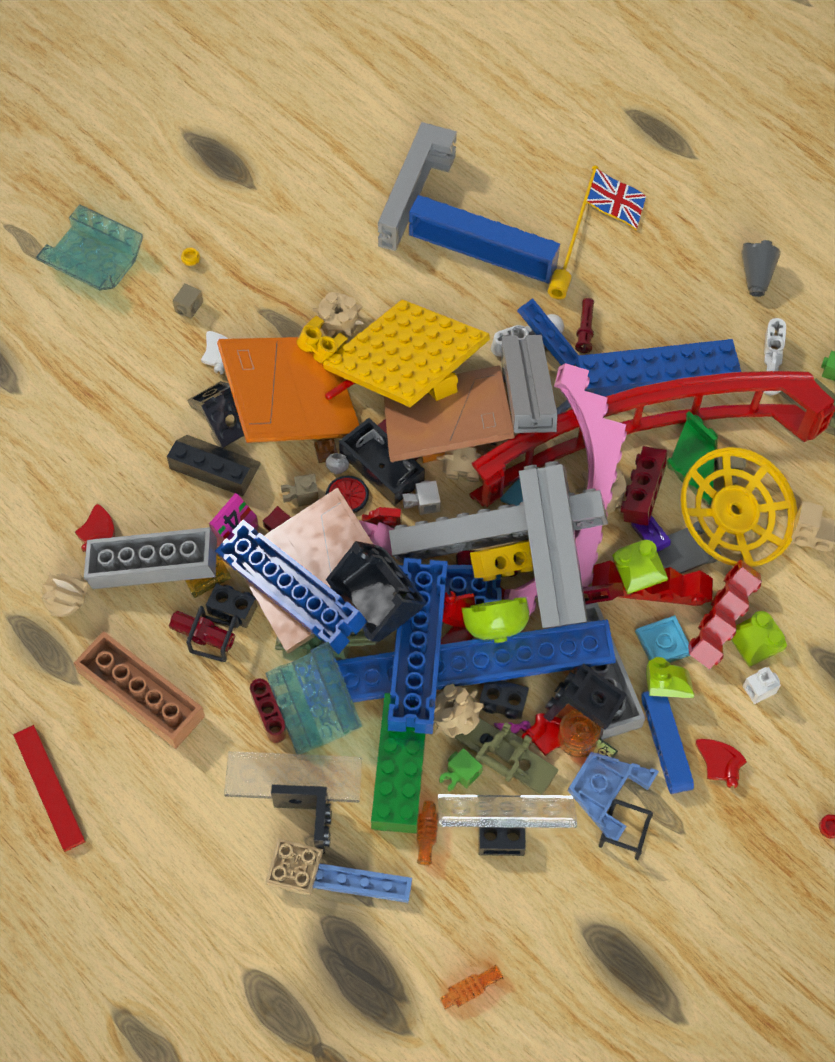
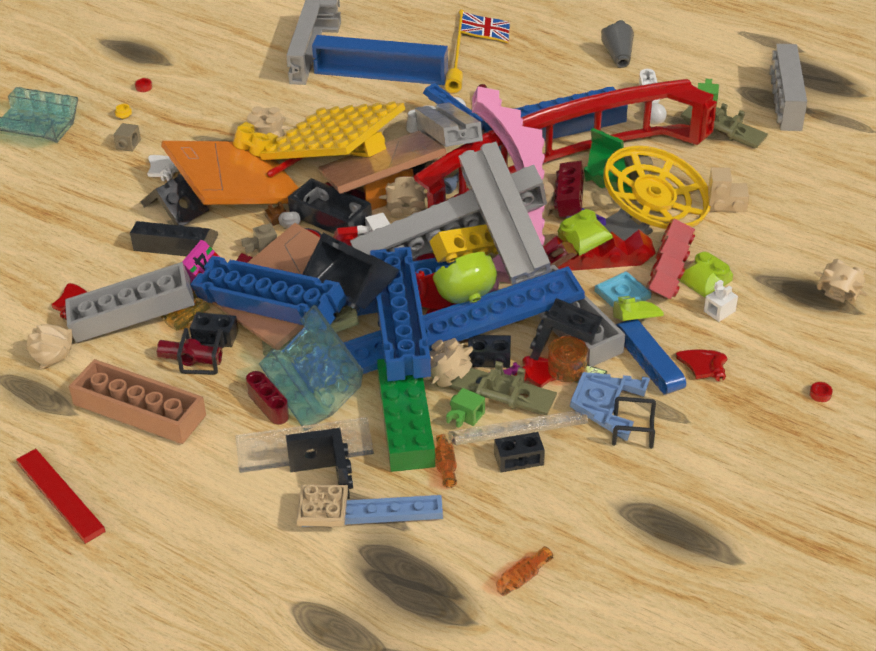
camera: 10 degrees left, 20 degrees down
(219, 217) = (143, 85): none -> red tile

